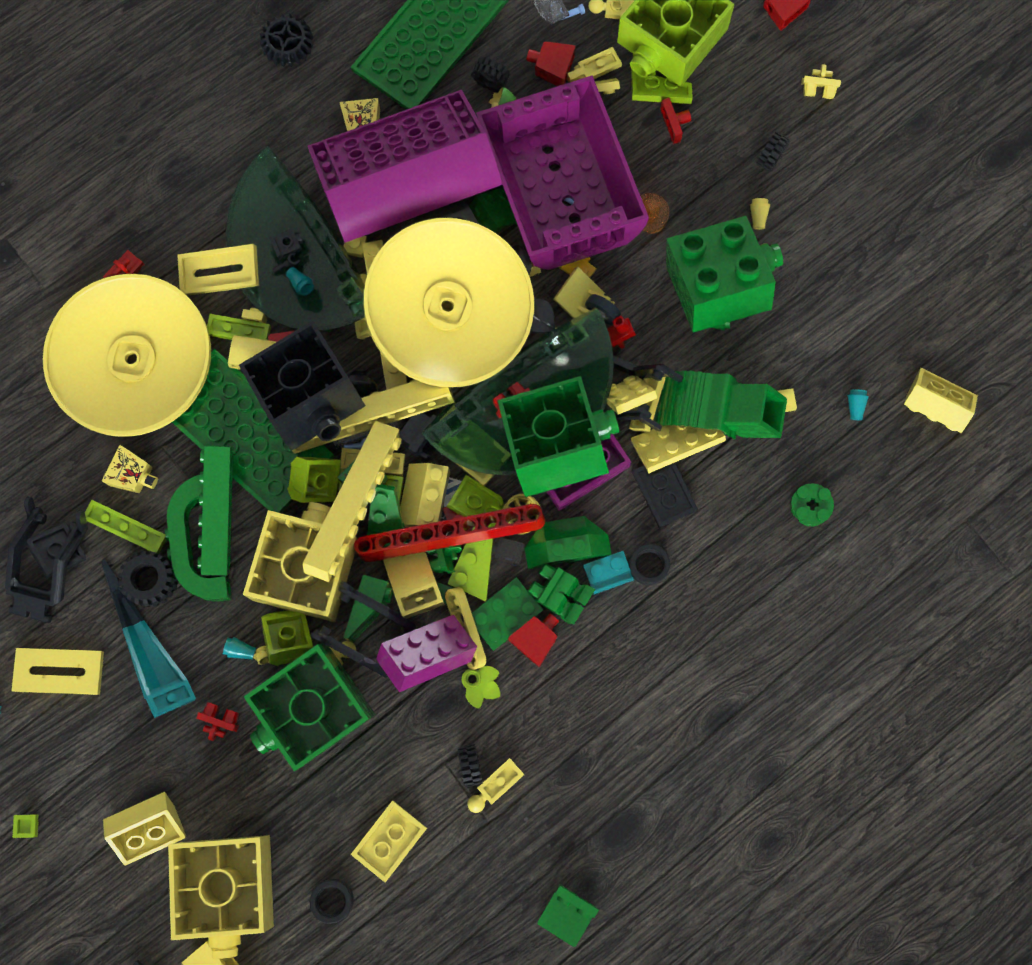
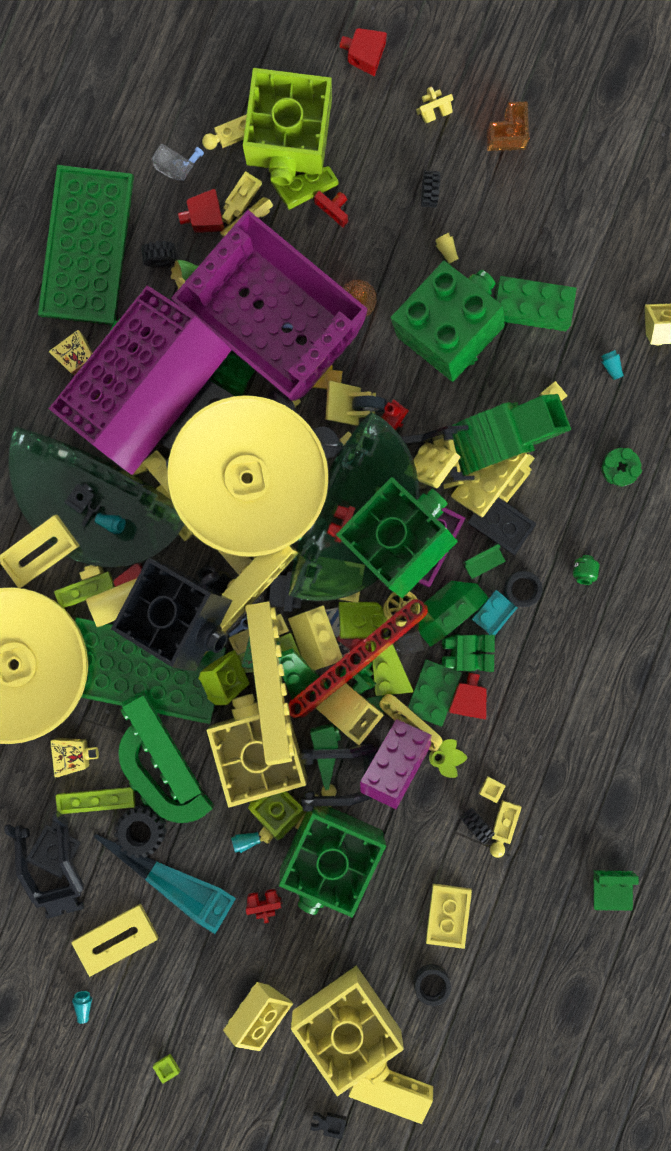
camera: 30 degrees left, 10 degrees up
(505, 741) = (492, 789): none -> light yellow plate
(626, 516) = (484, 561): none -> green panel
(703, 457) = (516, 481): none -> light yellow hinge
(721, 581) = (586, 570): none -> green head
(813, 306) = (536, 303): none -> green piece
(878, 144) = (511, 133): none -> clear orange brick

